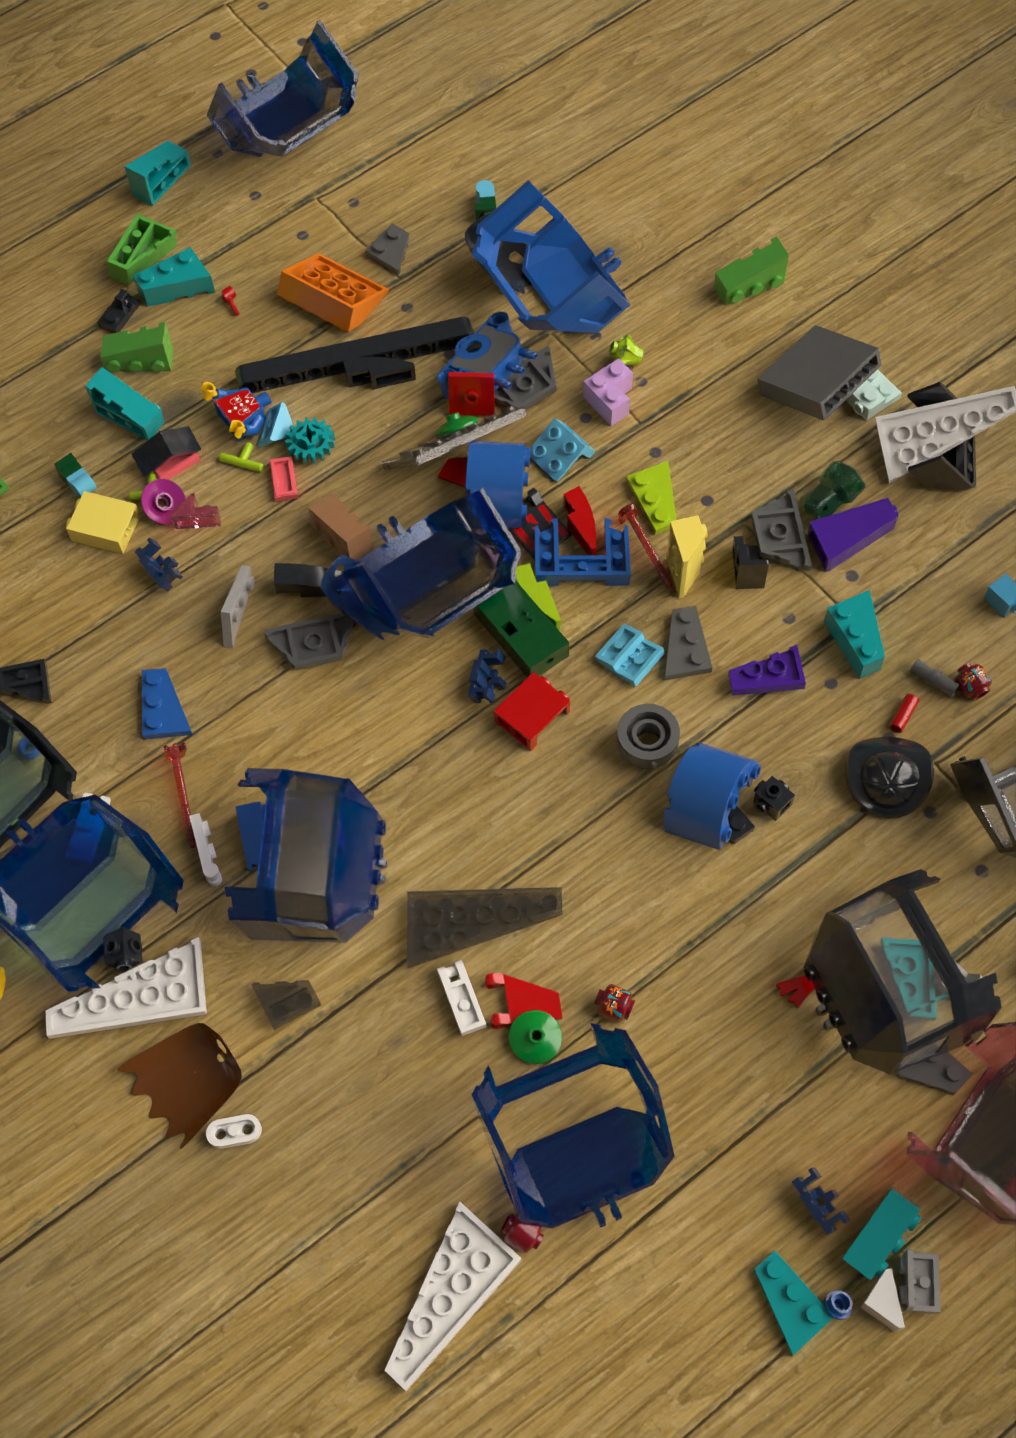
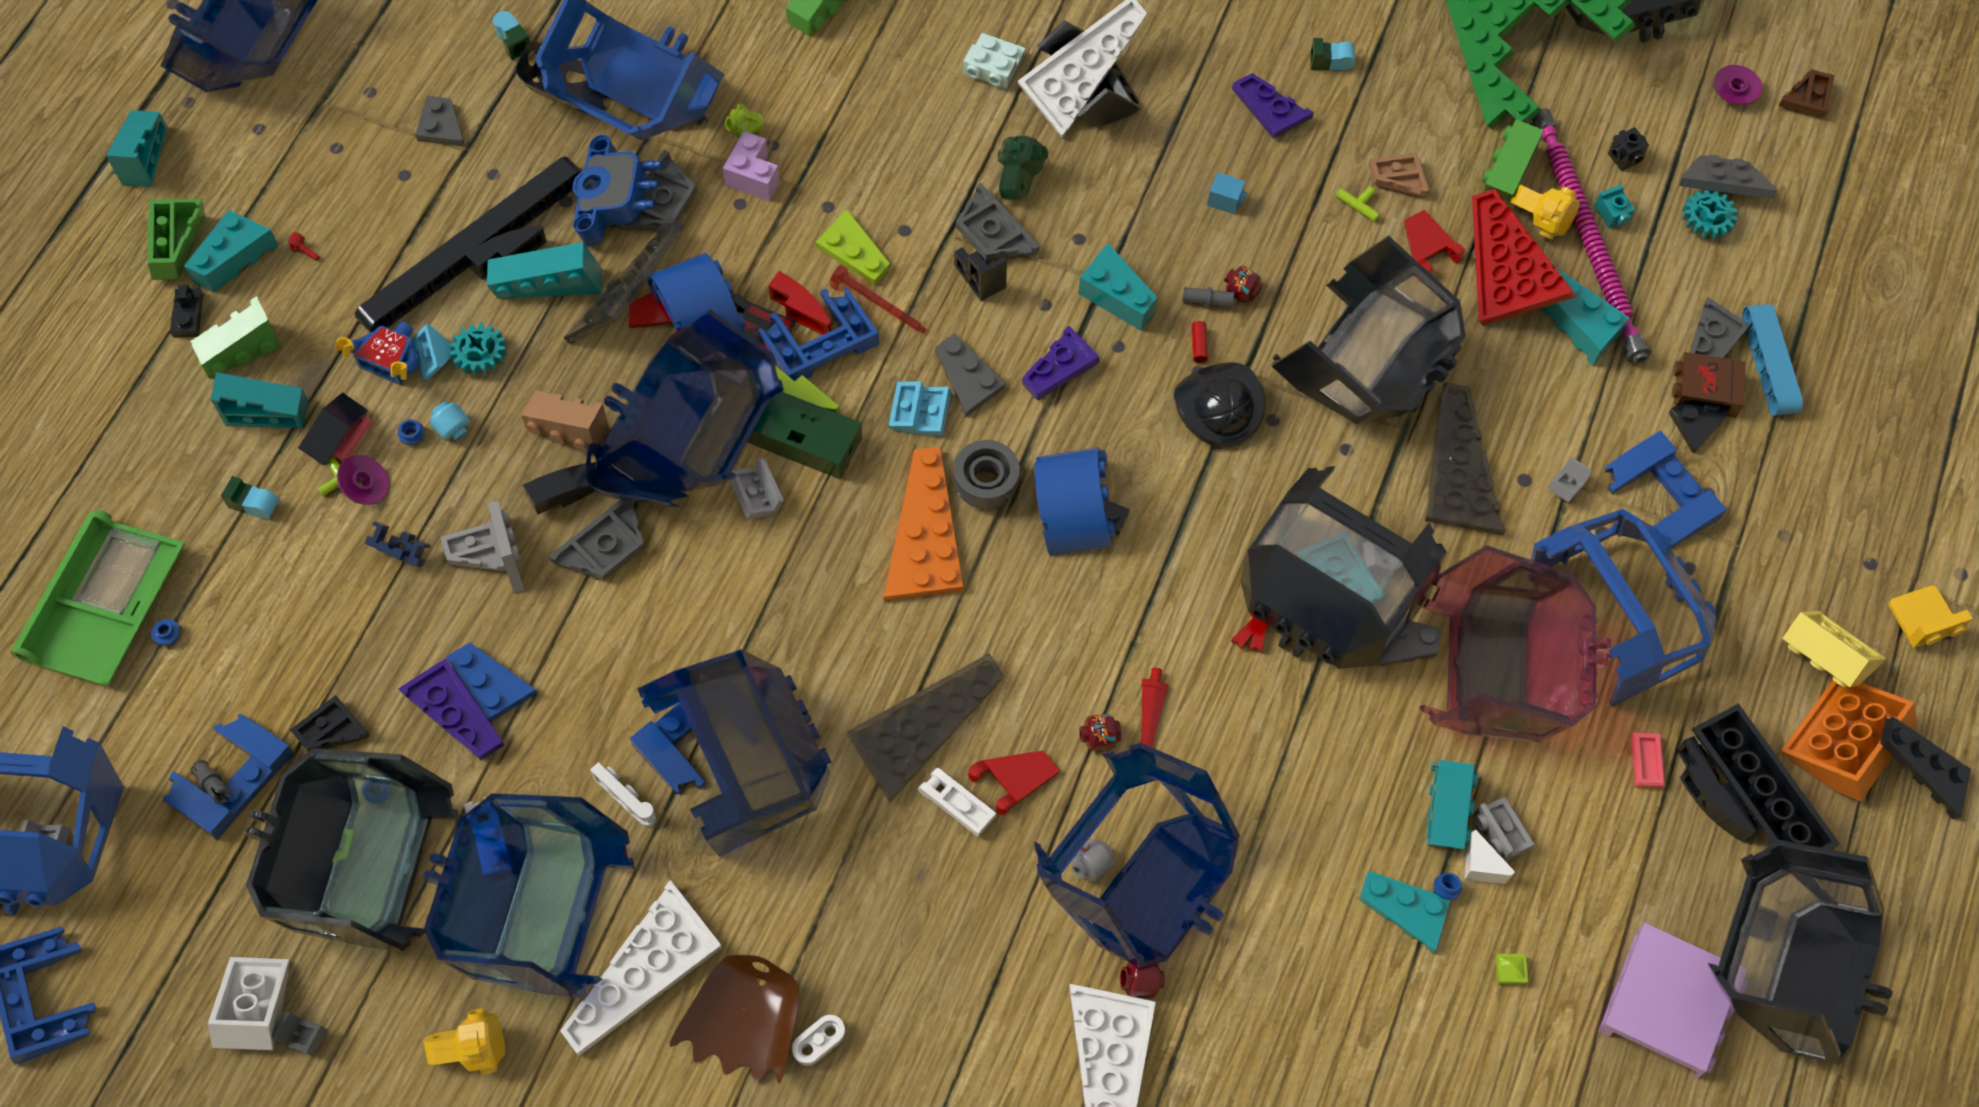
camera: 35 degrees left, 0 degrees up
(102, 522) = (309, 530): light yellow brick -> none
(122, 712) = (452, 707): none -> dark purple wing
(122, 949) = (602, 931): black brick -> none
(174, 754) = (533, 720): clear red piece -> none
(189, 515) = (399, 482): clear pink slope -> none
(209, 593) = (474, 548): none -> light grey wing
(219, 477) = (410, 426): none -> blue plate
(242, 460) = (417, 401): lime piece -> none
(254, 486) = (449, 421): none -> medium azure head
(283, 479) = (472, 400): coral tile -> none
(286, 1000) = (792, 894): clear smoke wing -> none
(331, 291) = (405, 191): orange slope -> none
(396, 403) = (546, 272): none -> teal wedge
(454, 423) = (619, 266): green dish -> none
(454, 657) = (757, 491): none -> light grey bracket
(471, 393) = (618, 229): red plate -> none
(482, 674) = (791, 493): dark blue piece -> none
(525, 1046) = (1037, 810): green dish -> none
(531, 709) = (861, 504): red panel -> none
(541, 1107) = (1092, 860): none -> light grey head
(558, 449) = (735, 245): medium azure bracket -> none
(568, 766) = (925, 542): none -> orange wing
(676, 1000) = (1152, 702): none -> red bar
(685, 551) = (919, 286): light yellow slope -> none
(773, 797) = (1131, 474): black brick -> none
(811, 1200) = (1372, 807): dark blue piece -> none
(819, 372) = (941, 61): dark grey brick -> none
(850, 531) = (1055, 198): dark purple slope -> none
(853, 1411) = (1511, 969): none -> lime tile

